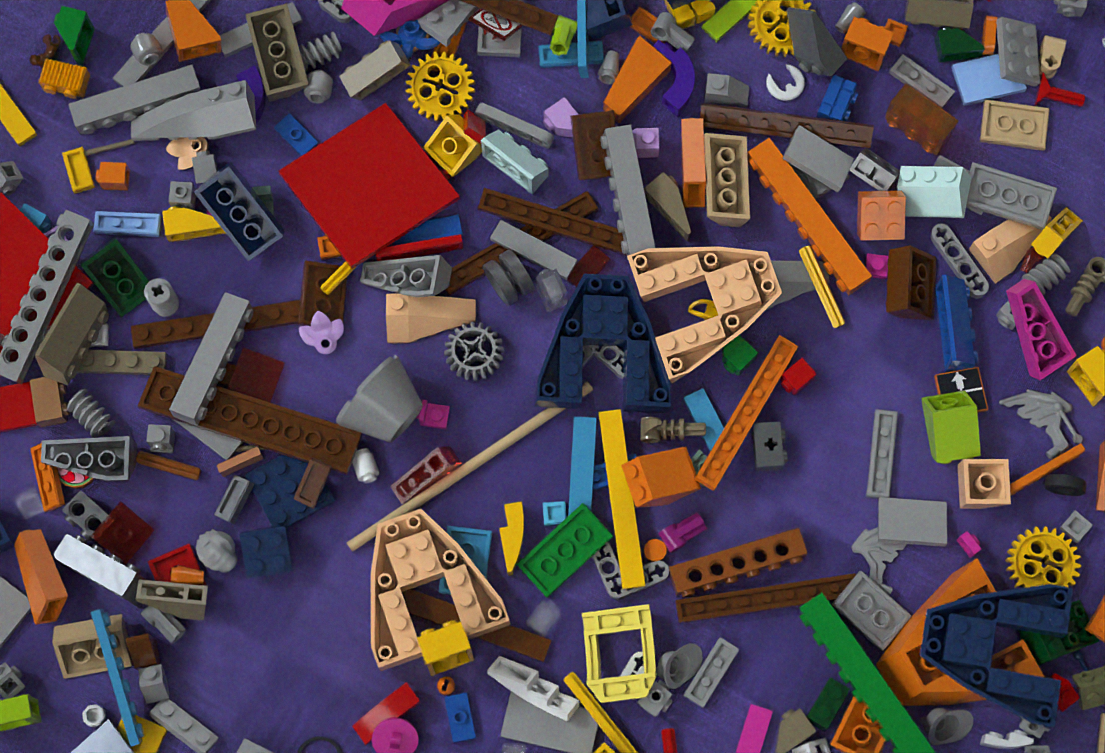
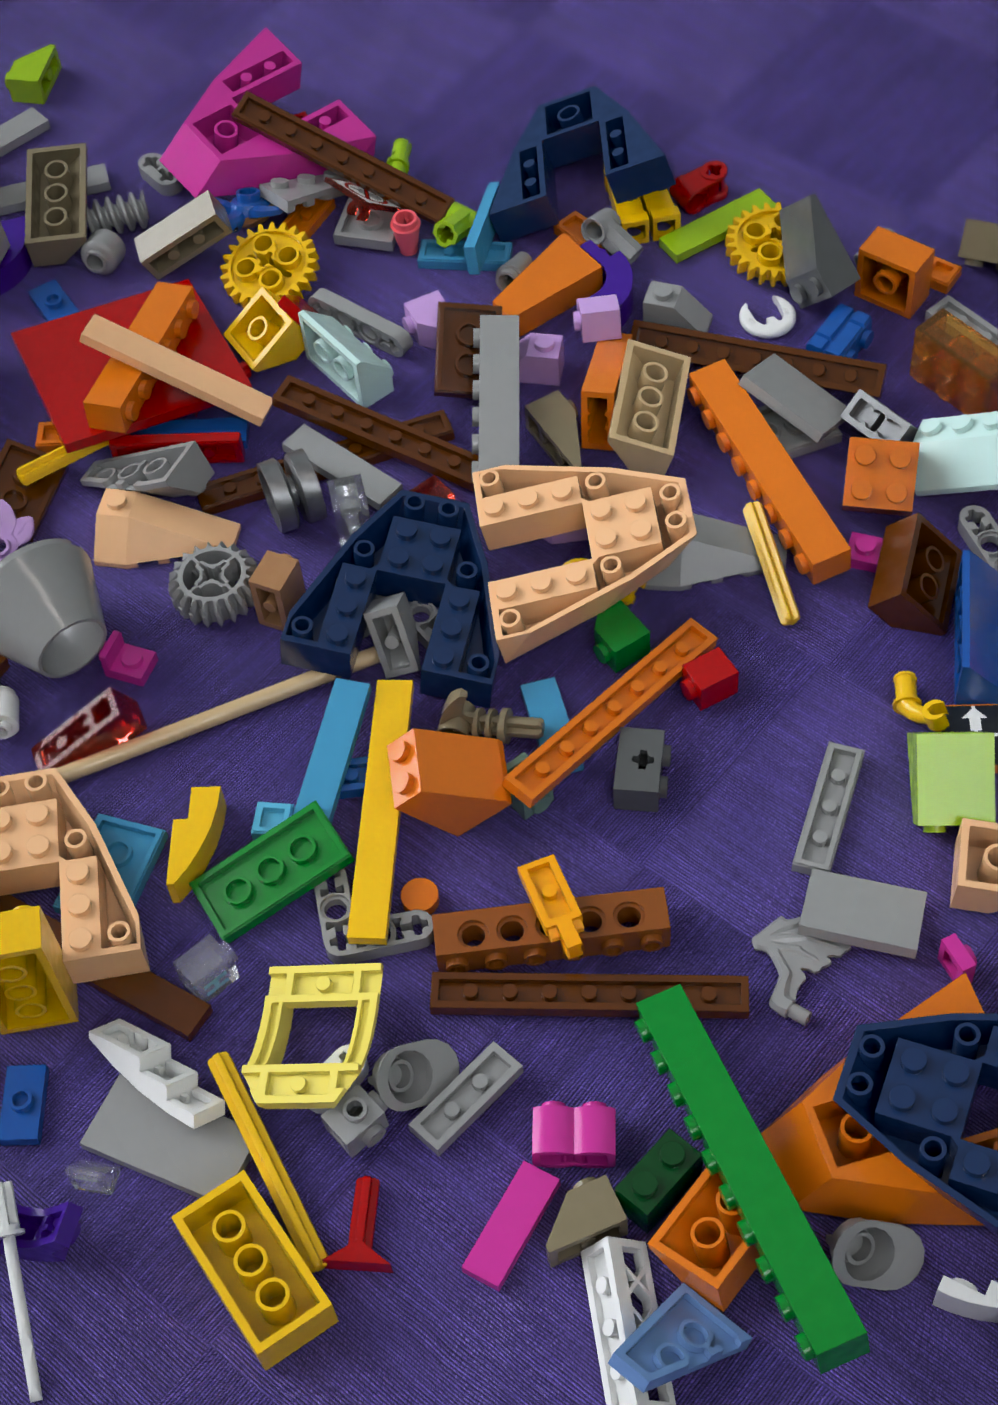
camera: 15 degrees right, 20 degrees down
(381, 186) = (122, 388): none -> orange brick
(412, 200) = (176, 370): none -> light nougat tile
(450, 688) = (23, 1052): orange hinge -> none
(520, 355) = (276, 588): none -> medium nougat brick
(529, 44) = (406, 230): none -> coral cone
(599, 375) = (394, 634): none -> light grey slope
(677, 535) = (460, 878): magenta piece -> none
(679, 111) = (598, 318): none -> lavender brick
(739, 551) = (553, 903): none -> light orange hinge
(776, 684) = (574, 1135): none -> dark pink brick
(871, 610) = (767, 1040): light grey tile -> none
(920, 377) = (910, 705): none -> yellow piece

